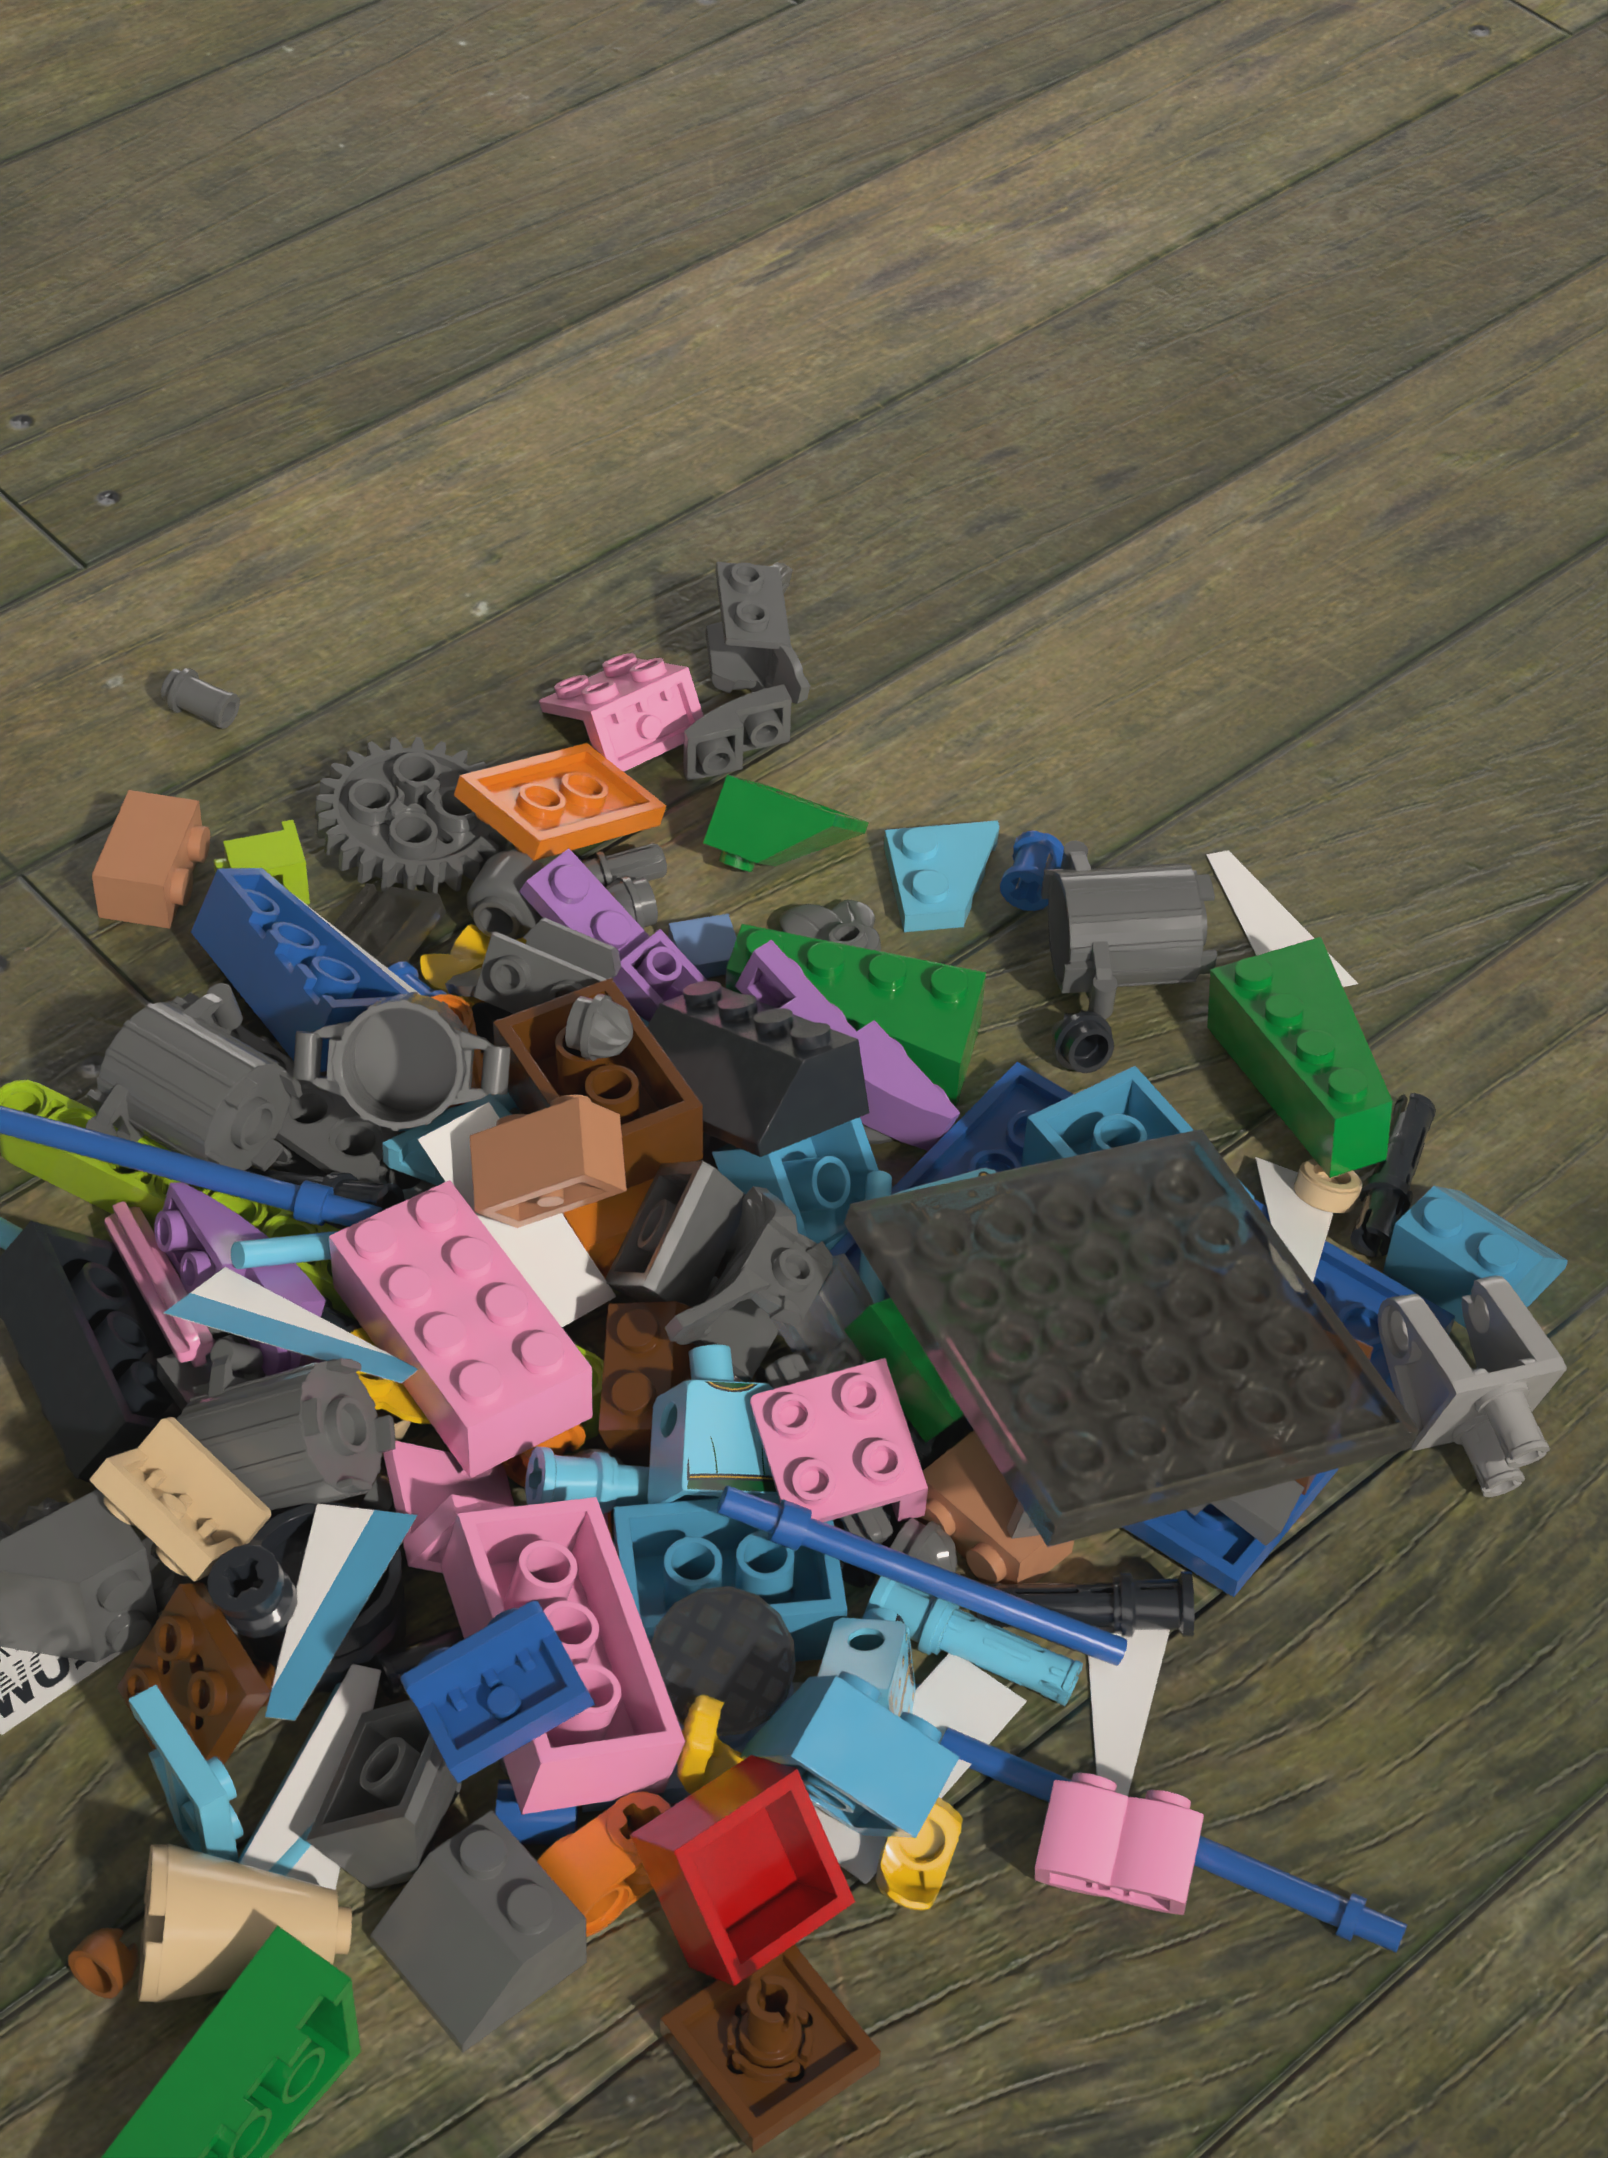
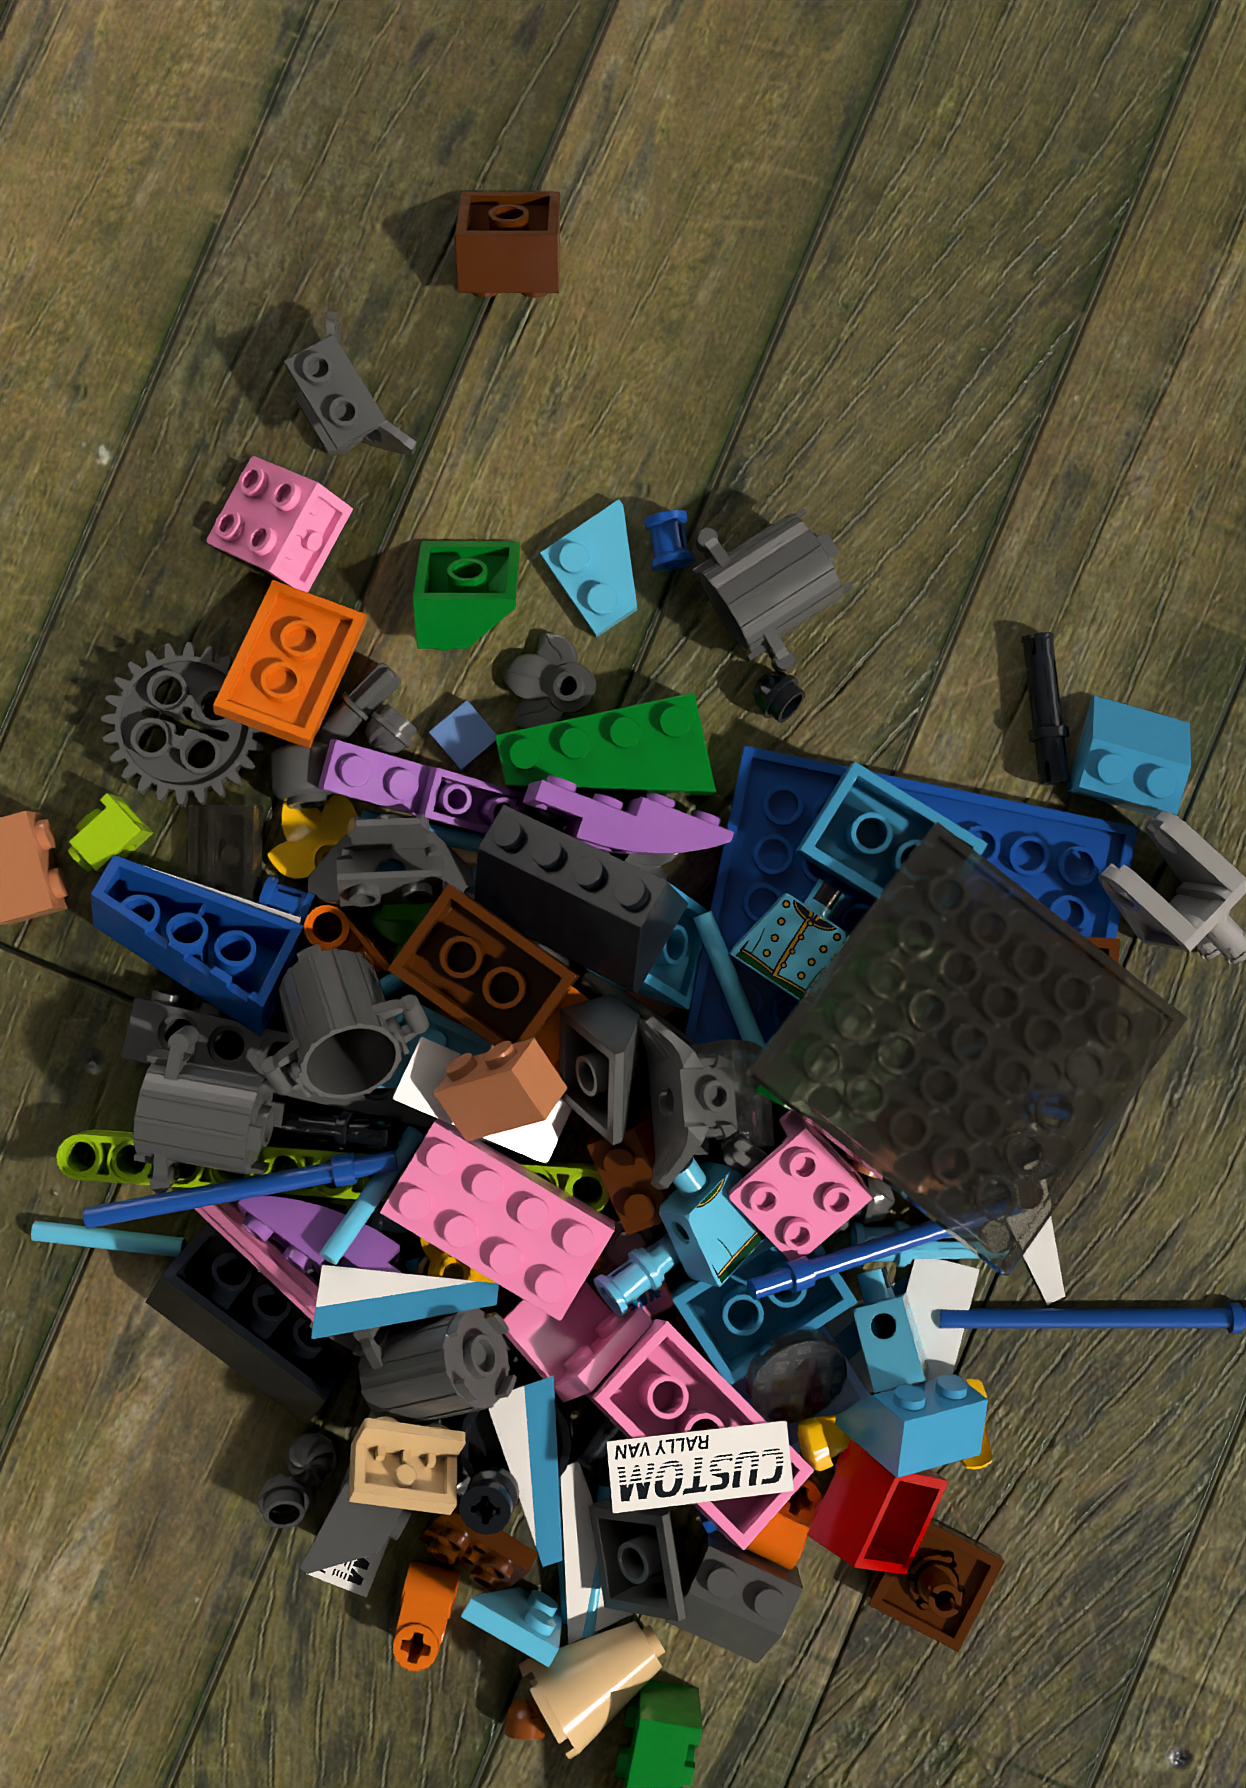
camera: 20 degrees left, 40 degrees up
(67, 1755) = (425, 1609): none -> orange piece
(496, 1689) = (702, 1536): blue bracket -> none
(598, 1027) = (474, 955): dark grey plate -> none
(622, 1680) = (699, 1466): none -> white sticker
(744, 724) = (371, 525): dark grey slope -> none
(998, 595) = (508, 243): none -> reddish brown slope
(1119, 1844) = (1086, 1358): bright pink brick -> none
(1259, 913) = (880, 511): white sticker -> none
(1296, 1222) = (994, 778): white sticker -> none
(1304, 1052) = (946, 637): green wedge -> none
(1328, 1194) = (1004, 744): tan tile -> none

